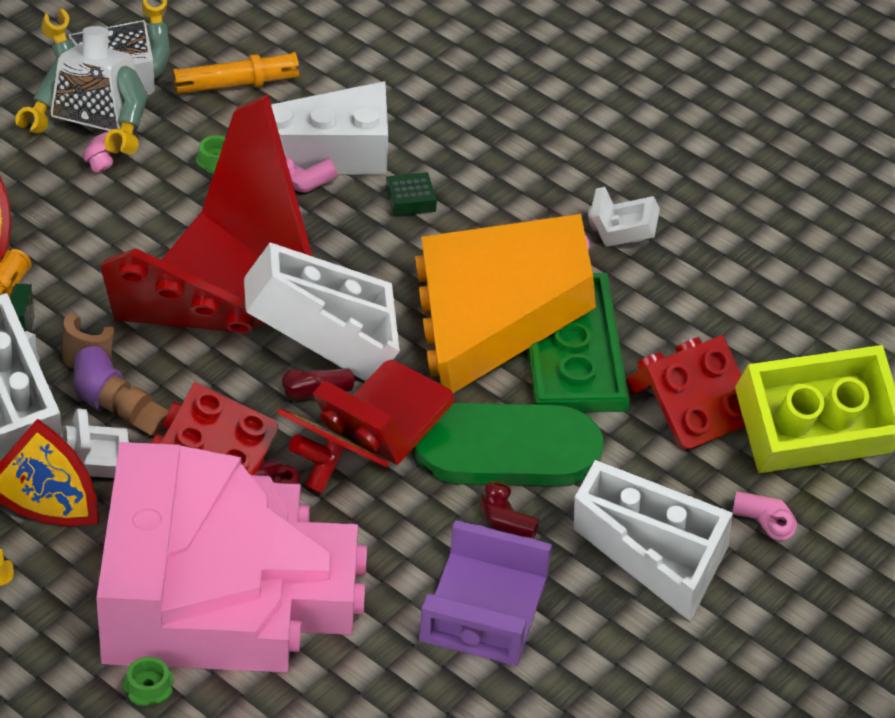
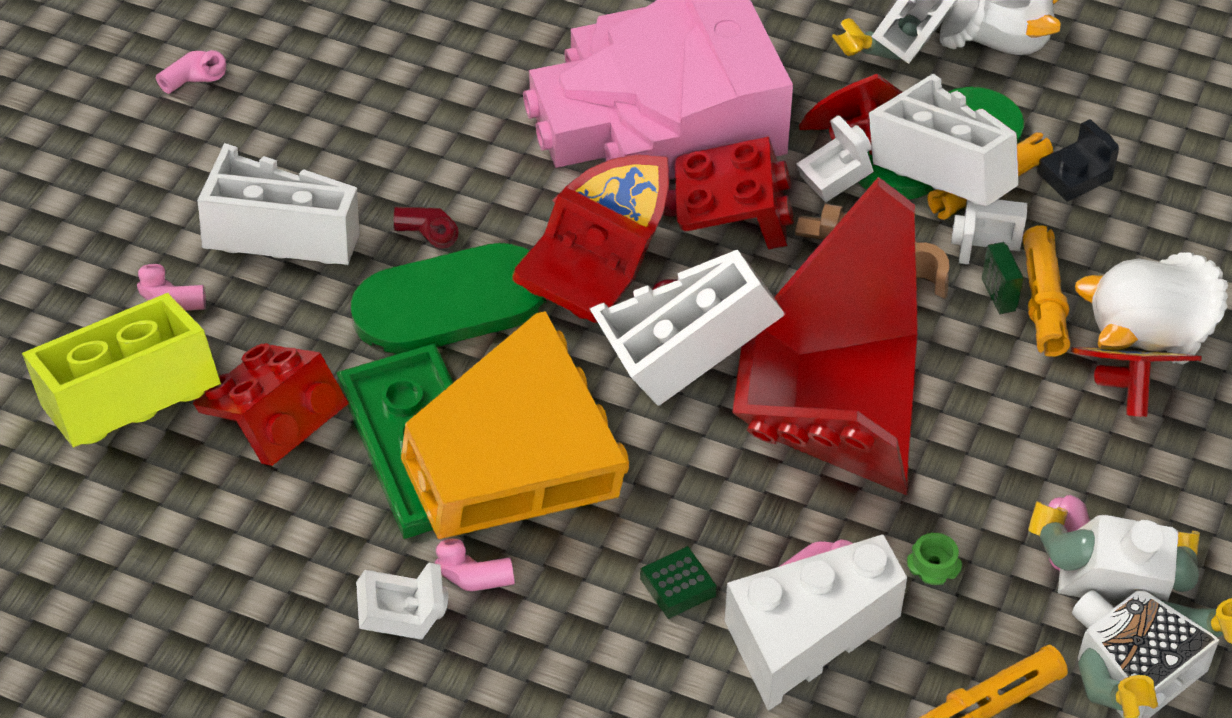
camera: 165 degrees right, 5 degrees up
(486, 593) = (421, 138): medium lavender panel -> none

